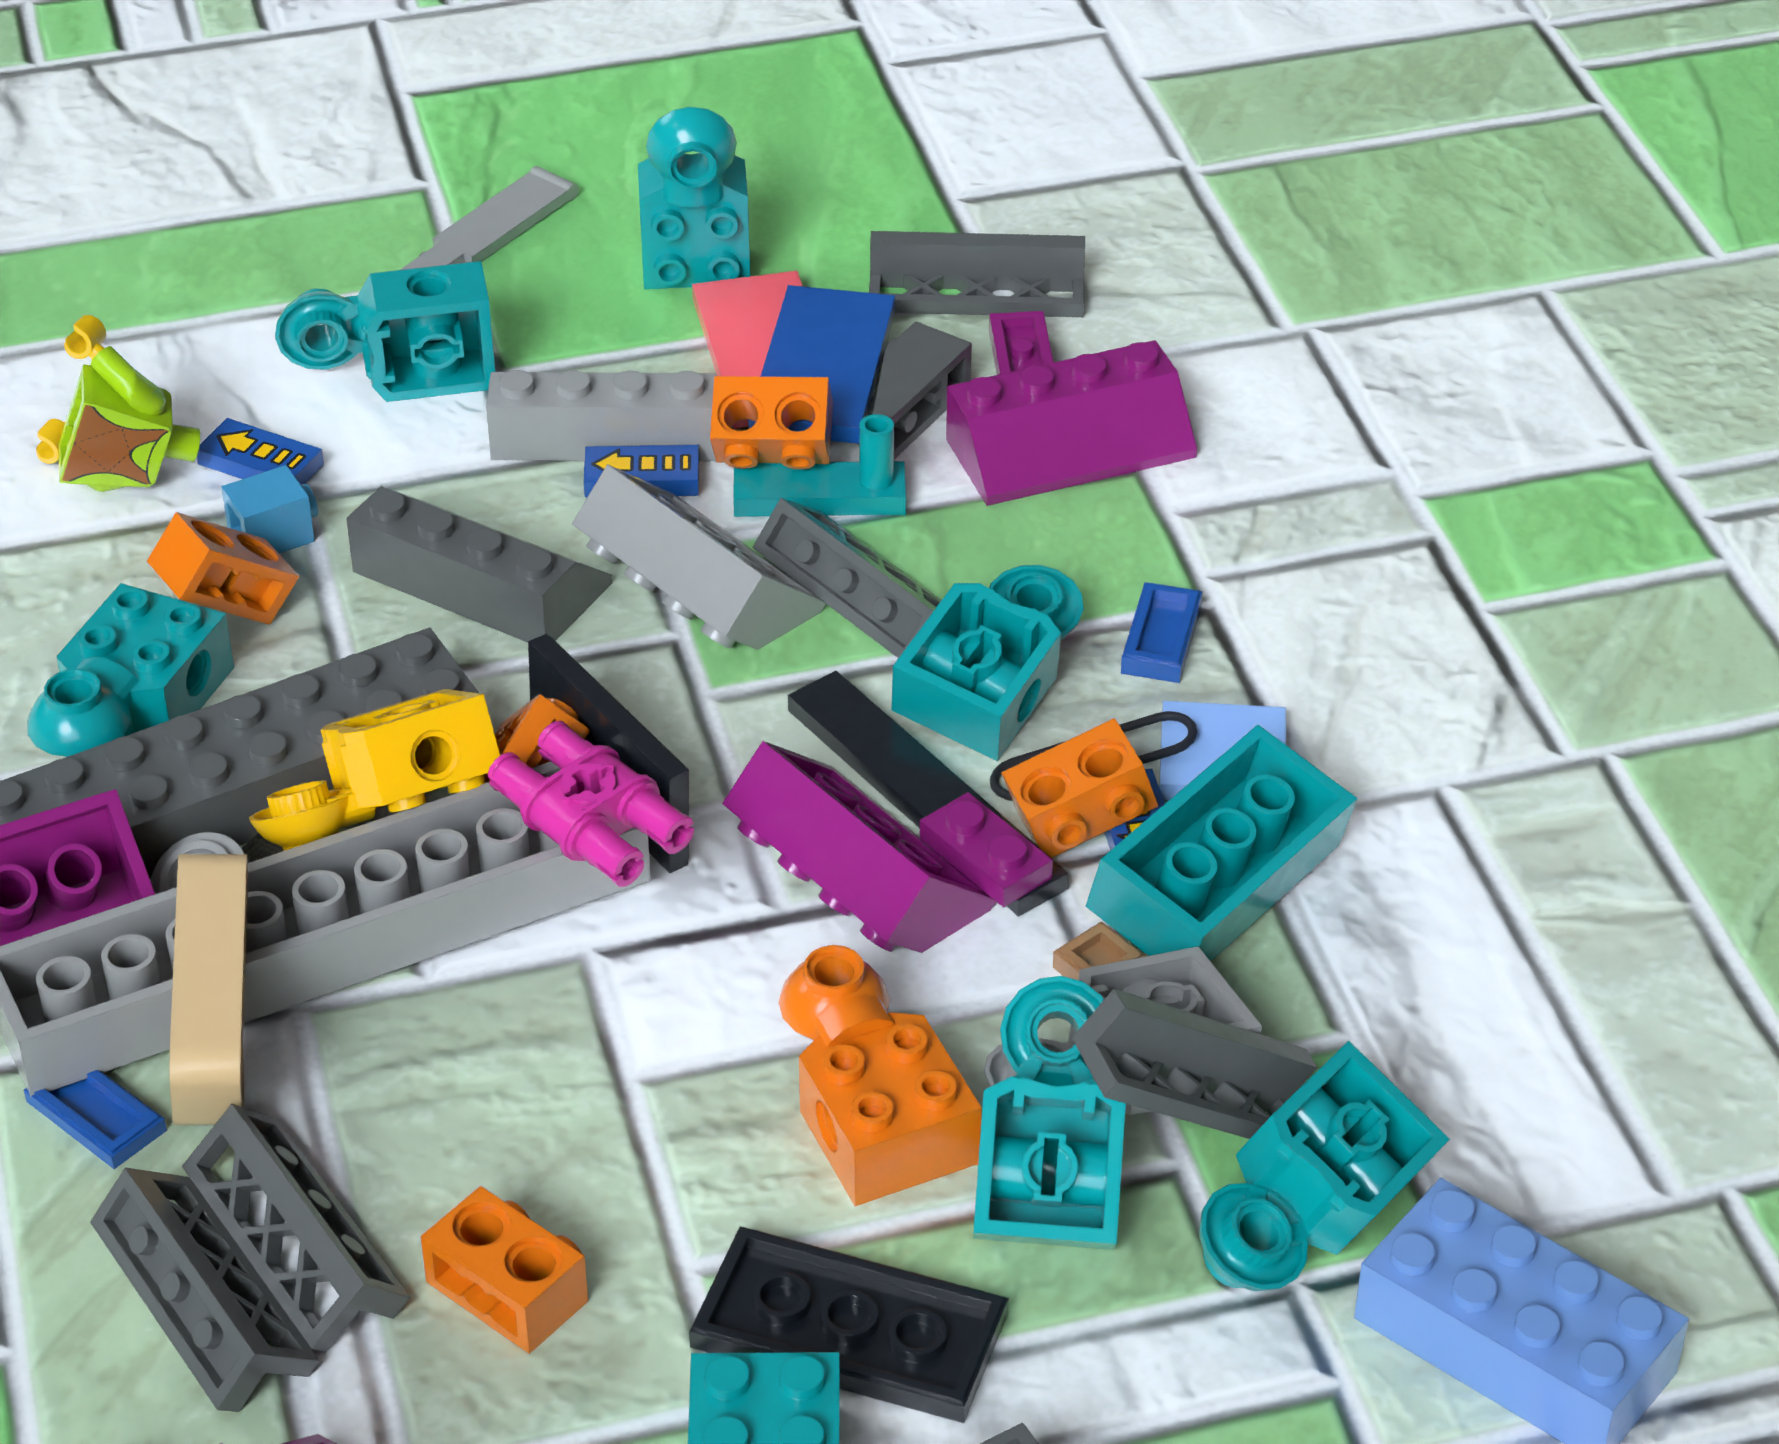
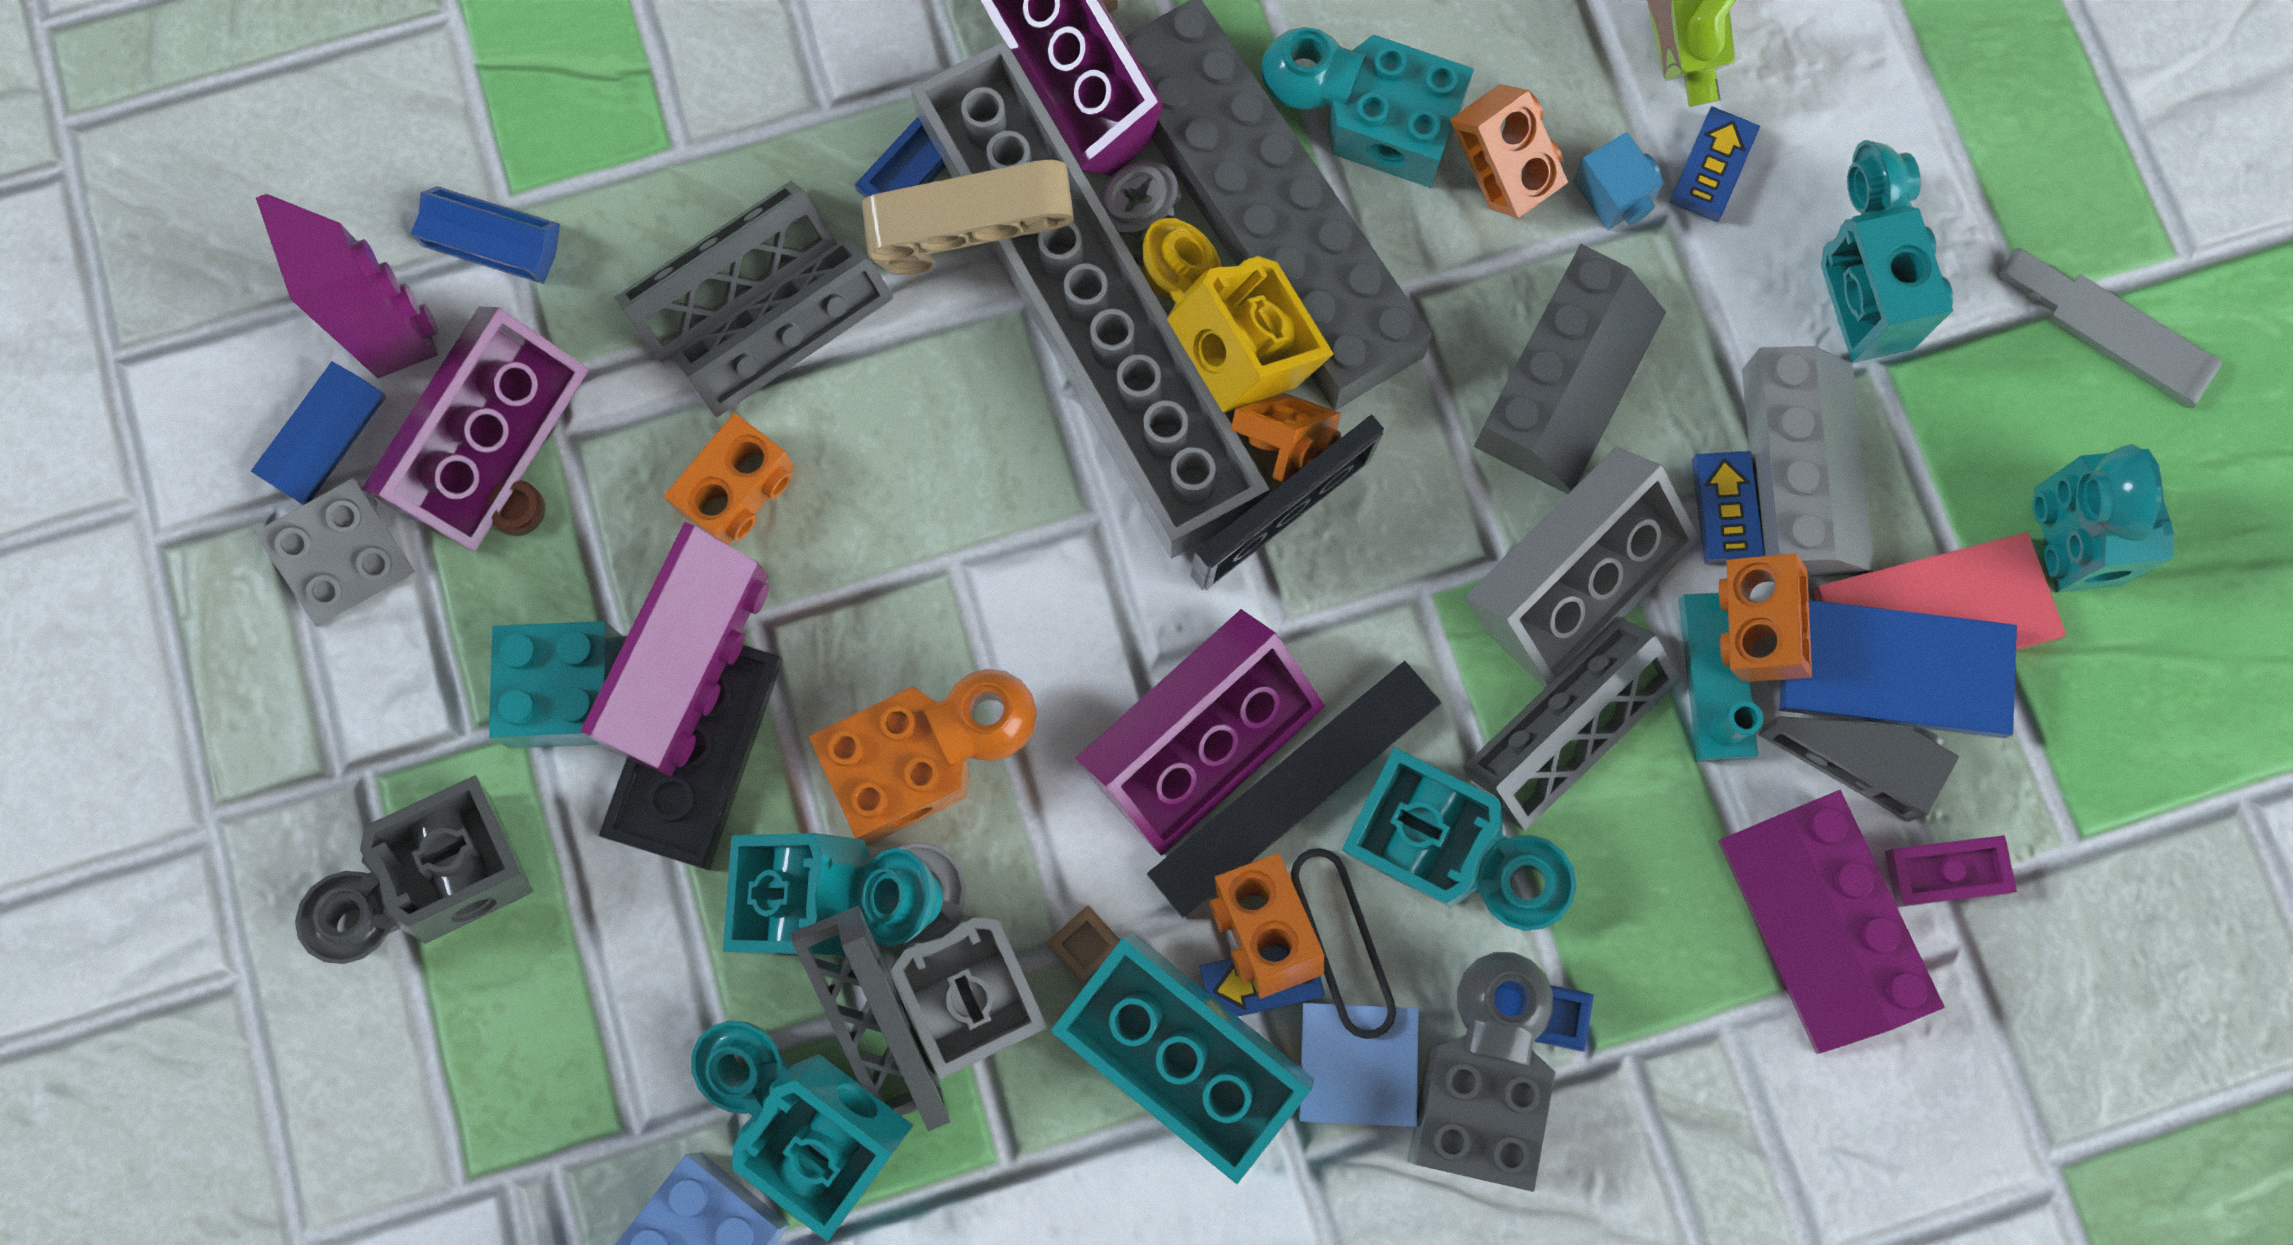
camera: 90 degrees right, 35 degrees up
(590, 803) = (1174, 515): dark pink pin -> none
(733, 1283) = (677, 652): none -> slope
(977, 267) = (2101, 819): dark grey fence -> none
(986, 849) = (1198, 842): magenta plate -> none
(1244, 639) = (1488, 1090): none -> dark grey brick

